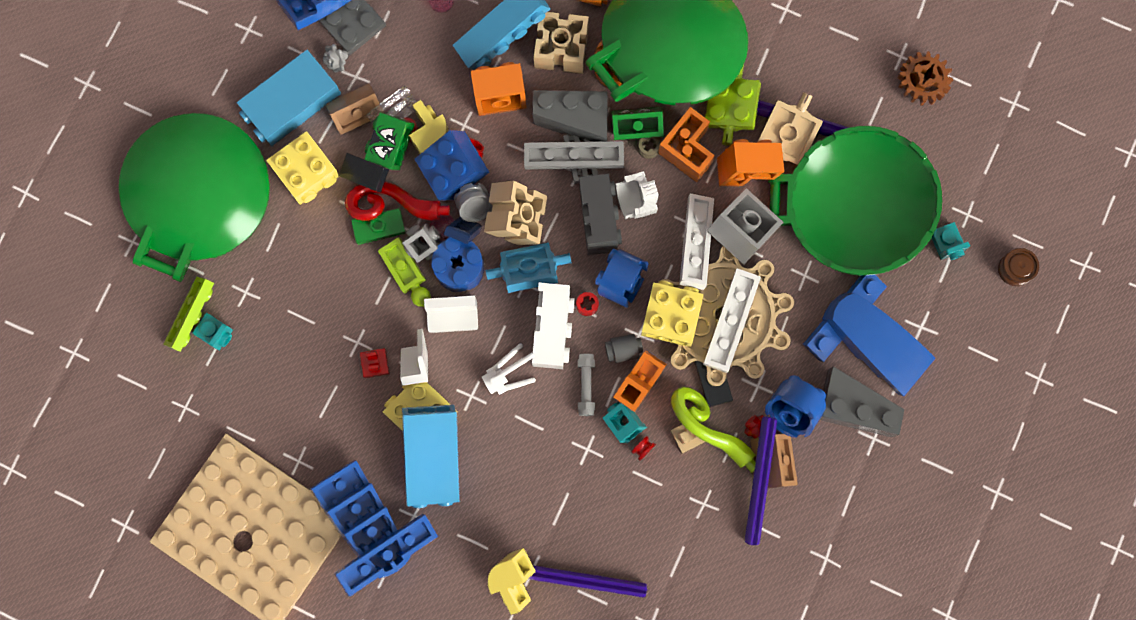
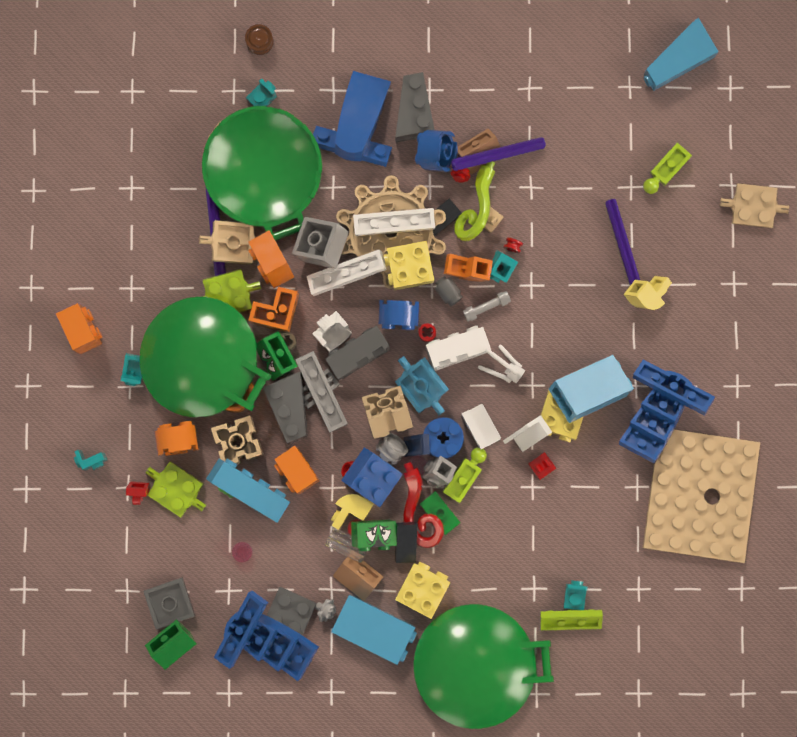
camera: 110 degrees left, 5 degrees up
(936, 82) = (153, 163): dark orange gear -> none

